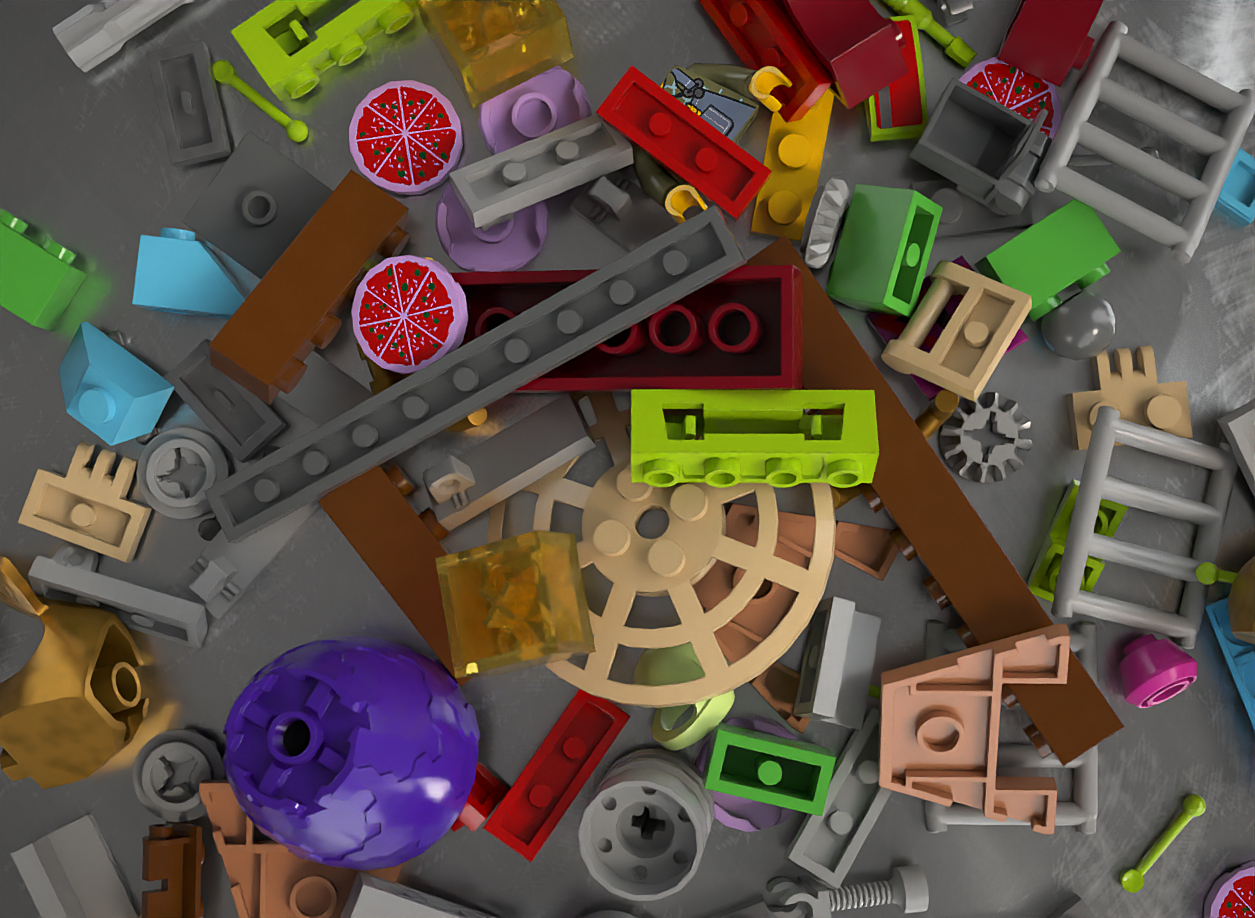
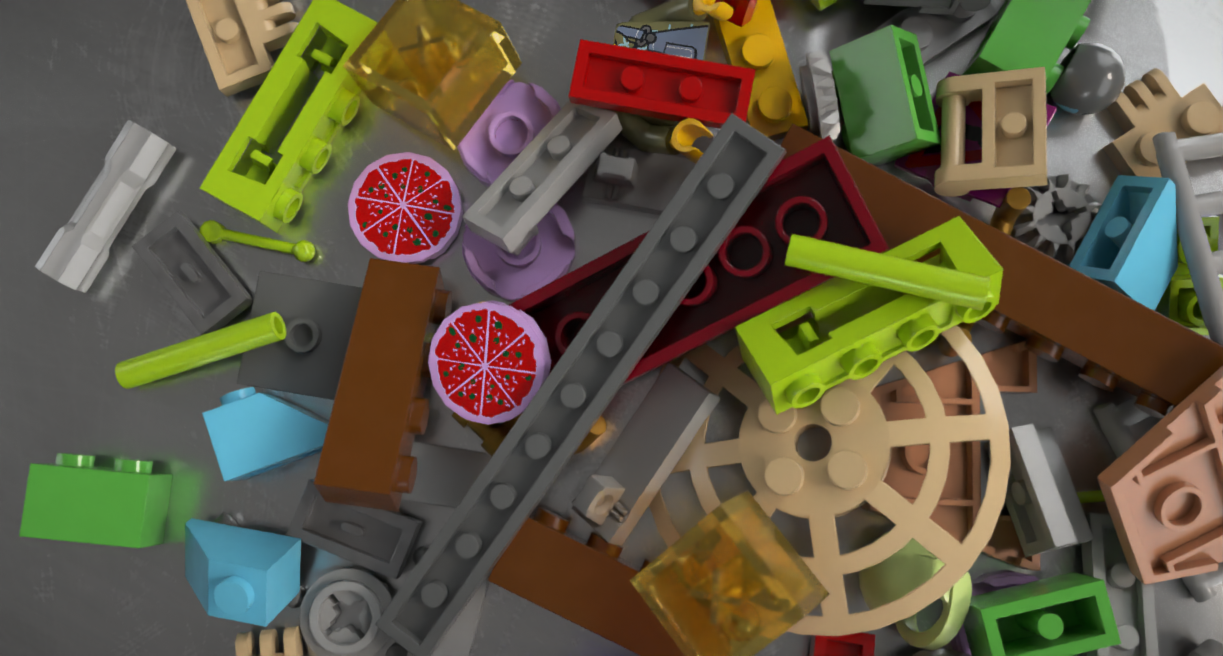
camera: 25 degrees left, 5 degrees down
(164, 177) = (201, 350): none -> lime piece
(777, 405) = (888, 272): none -> lime piece
(1030, 492) = (1133, 239): none -> medium azure slope

